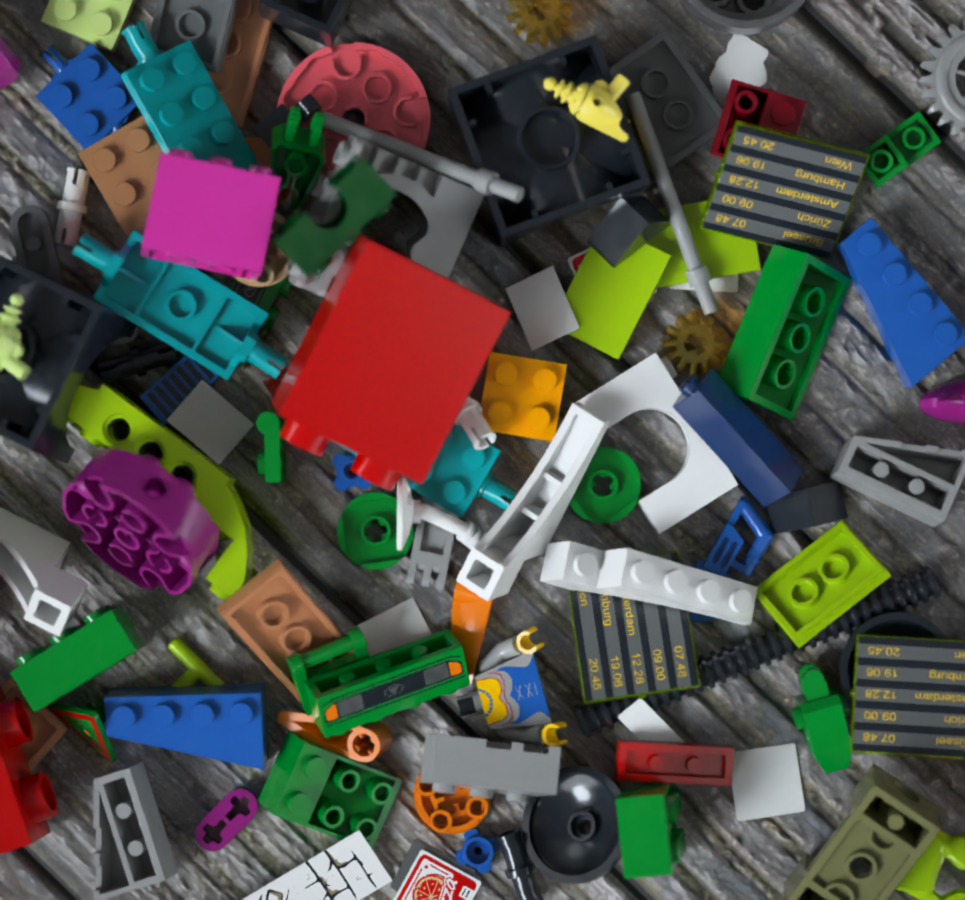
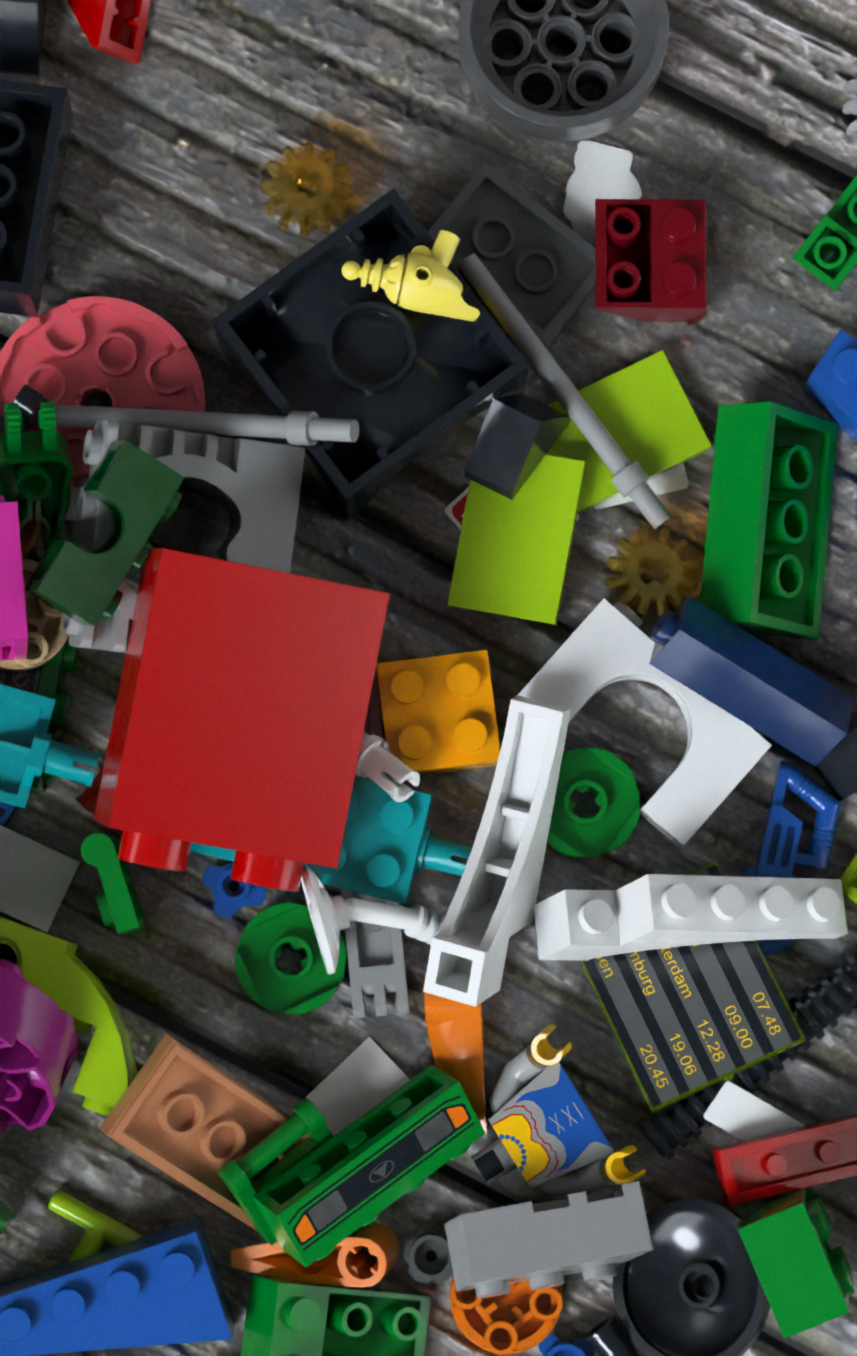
camera: 20 degrees left, 5 degrees down
(400, 750) = (415, 1255): none -> dark grey plate
(542, 308) = (430, 585): white sticker -> none
(783, 190) = (710, 327): piece -> none

